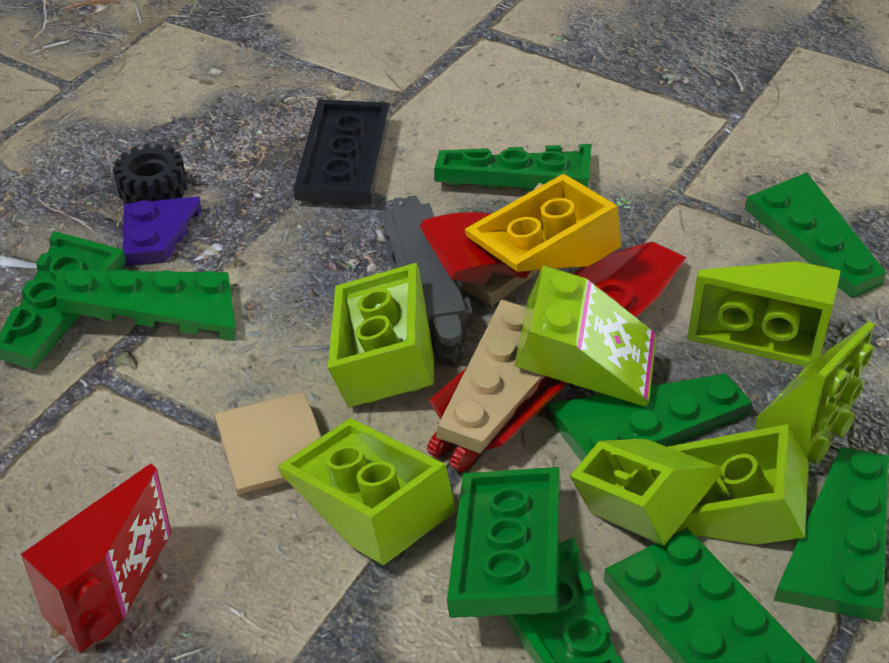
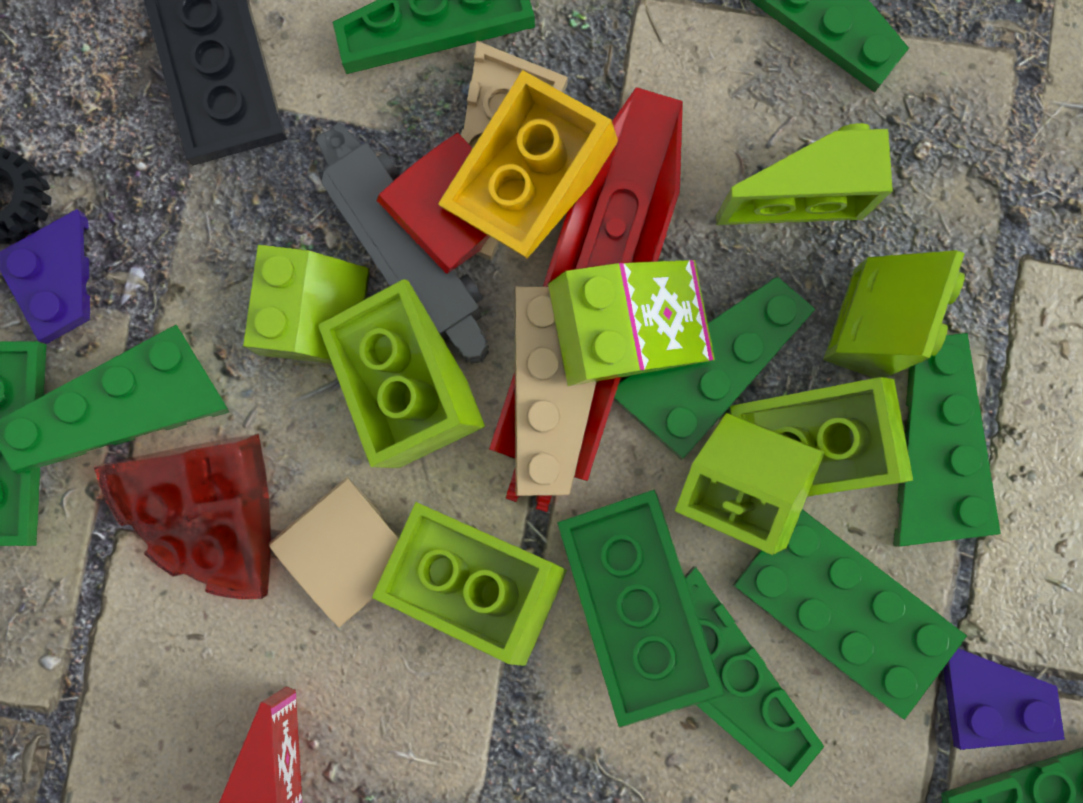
camera: 20 degrees left, 40 degrees up
(173, 377) = (199, 512): none -> clear red brick
(308, 279) = (293, 295): none -> lime slope

